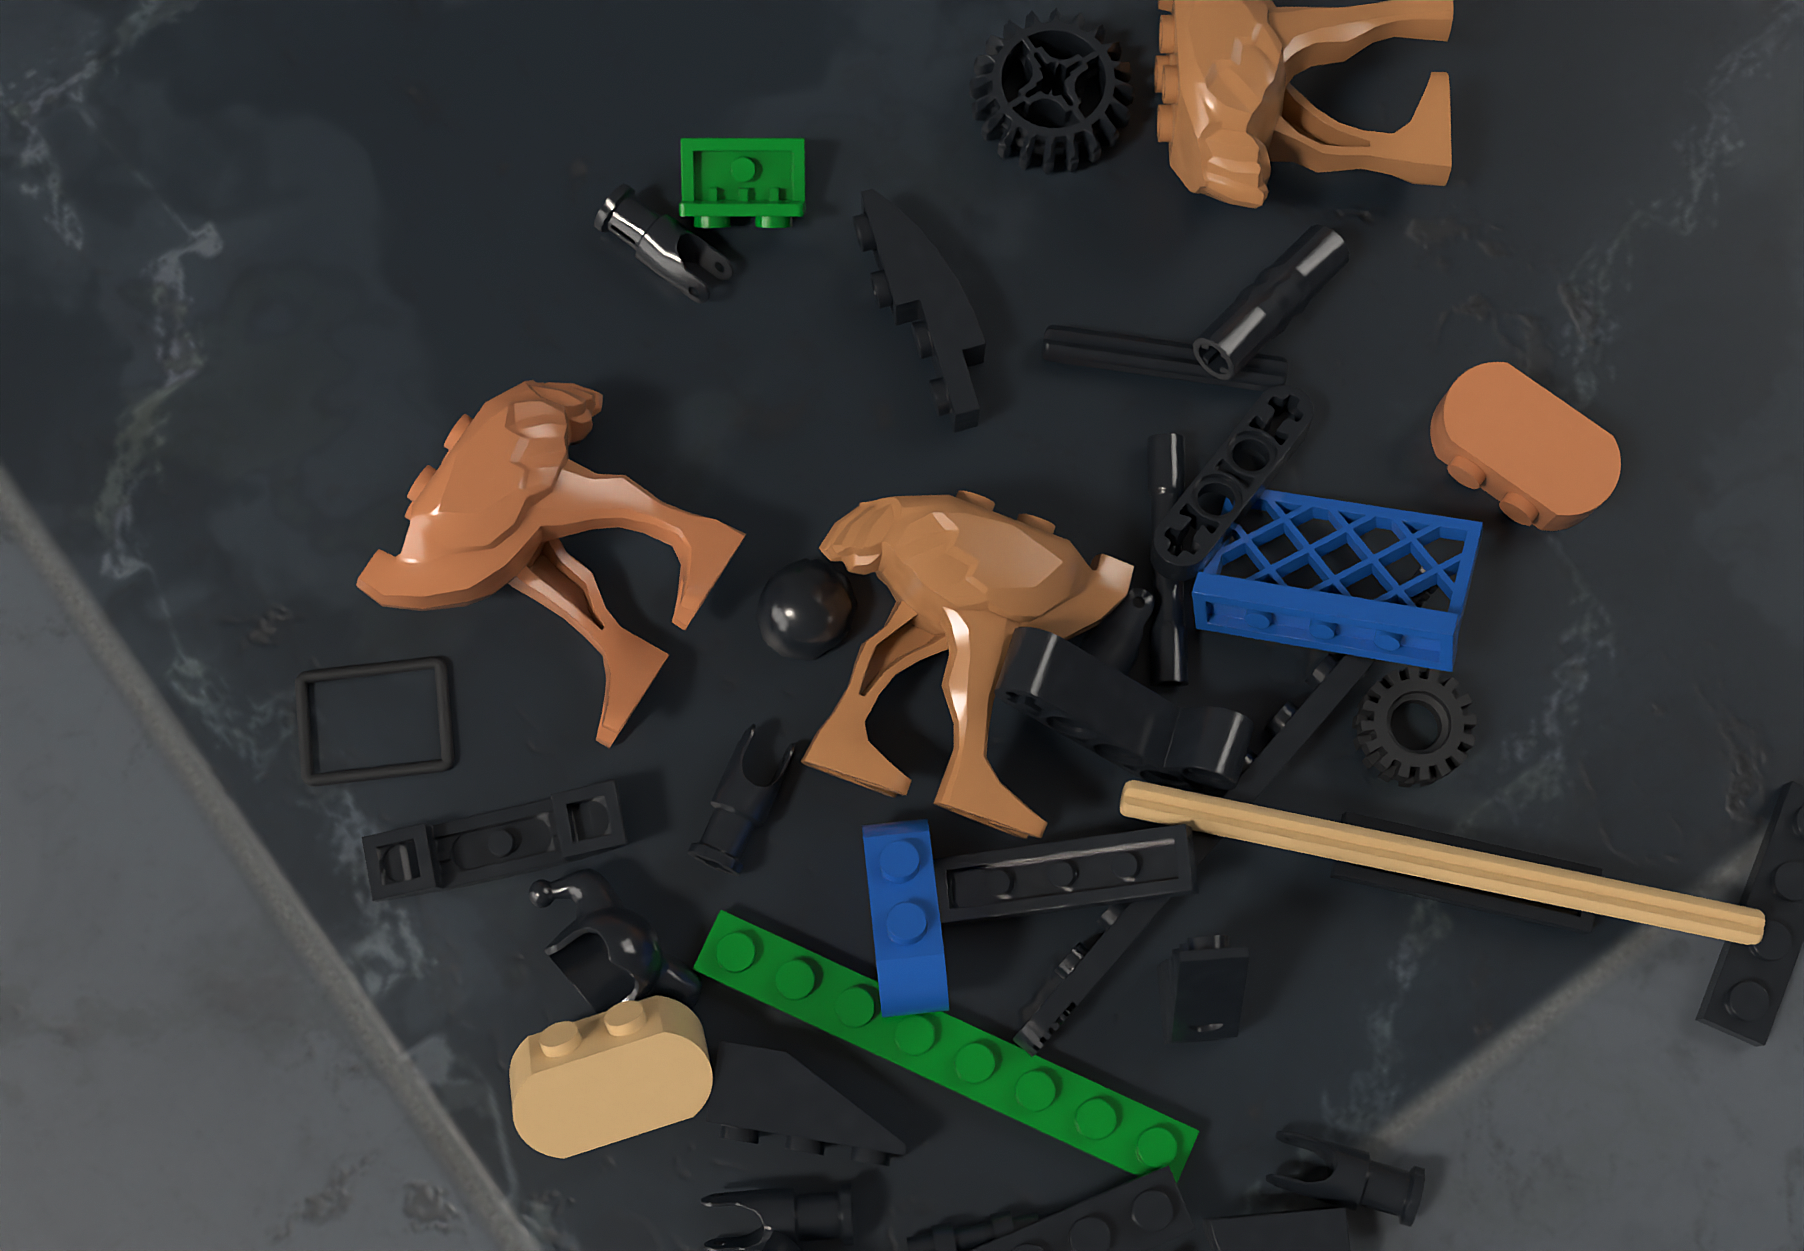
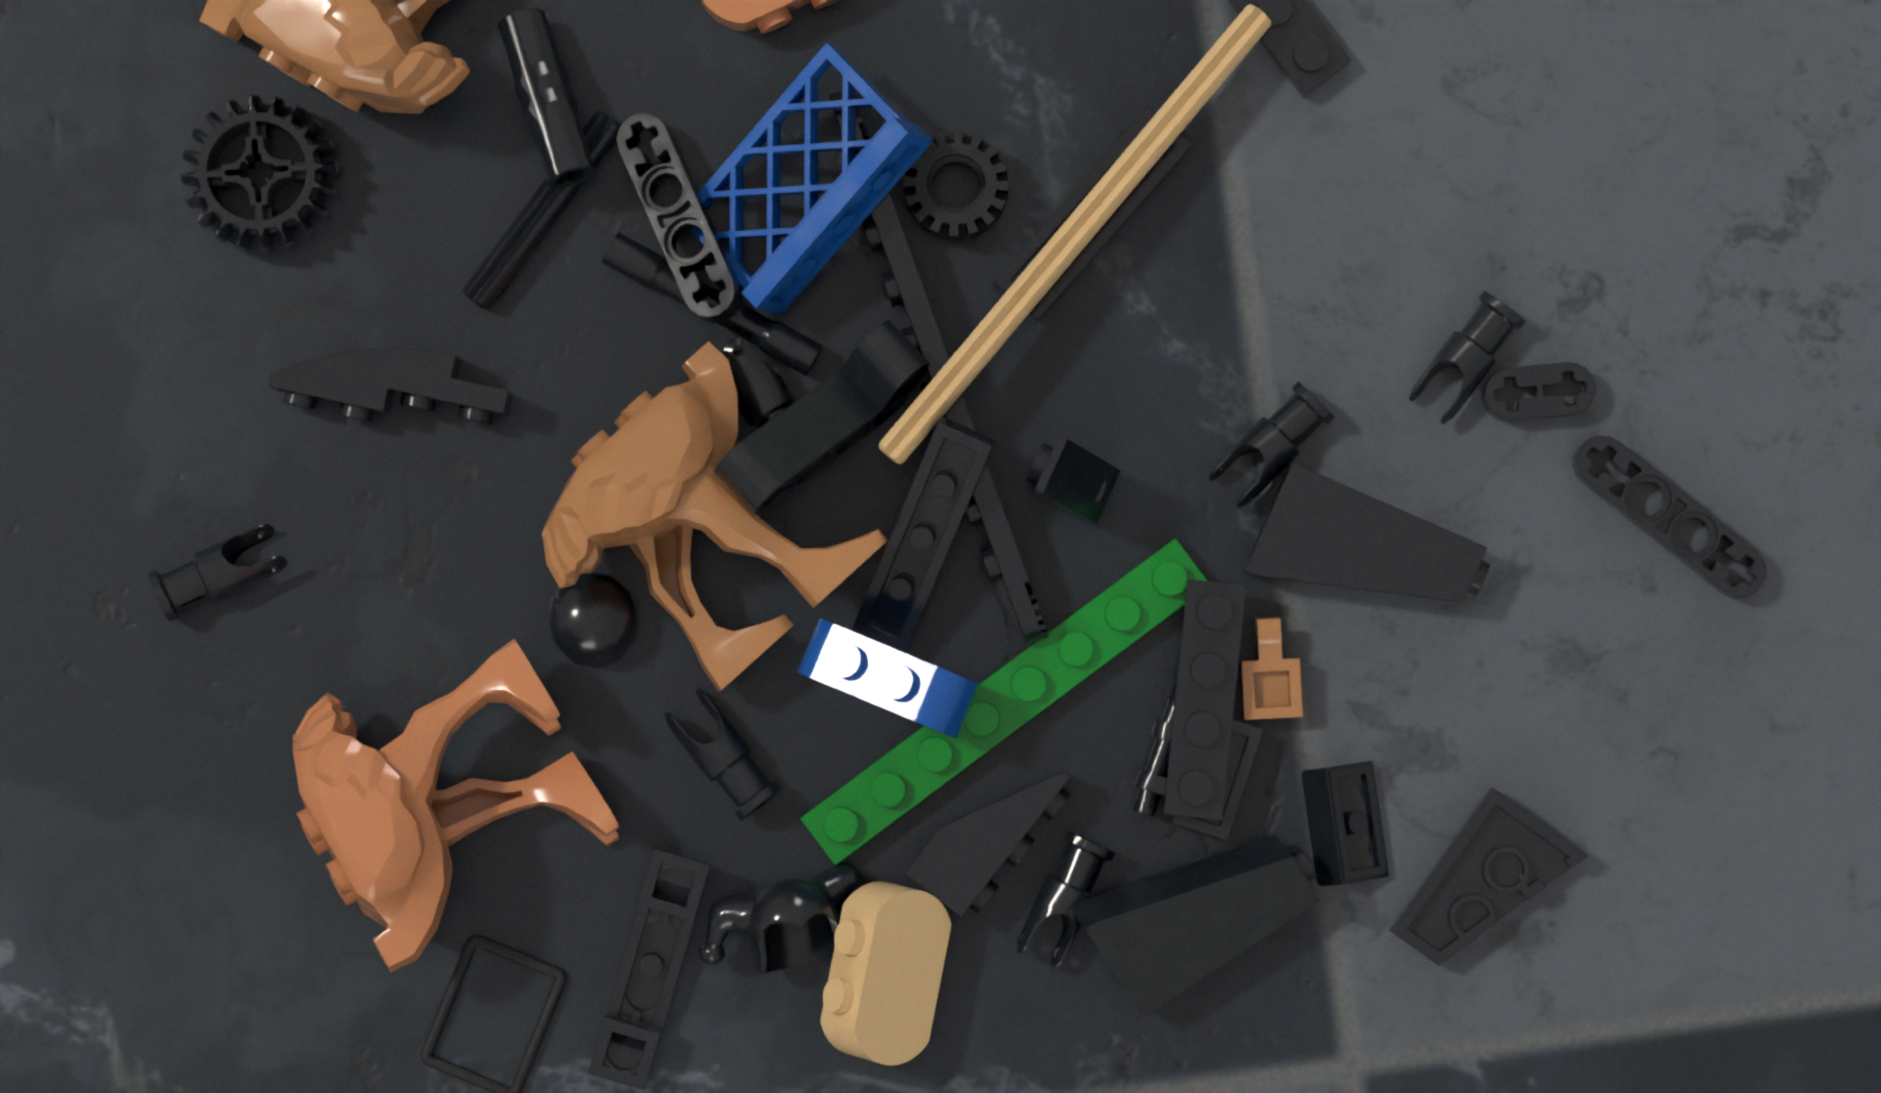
camera: 60 degrees left, 10 degrees up
(743, 179) = (198, 476): green bracket -> none

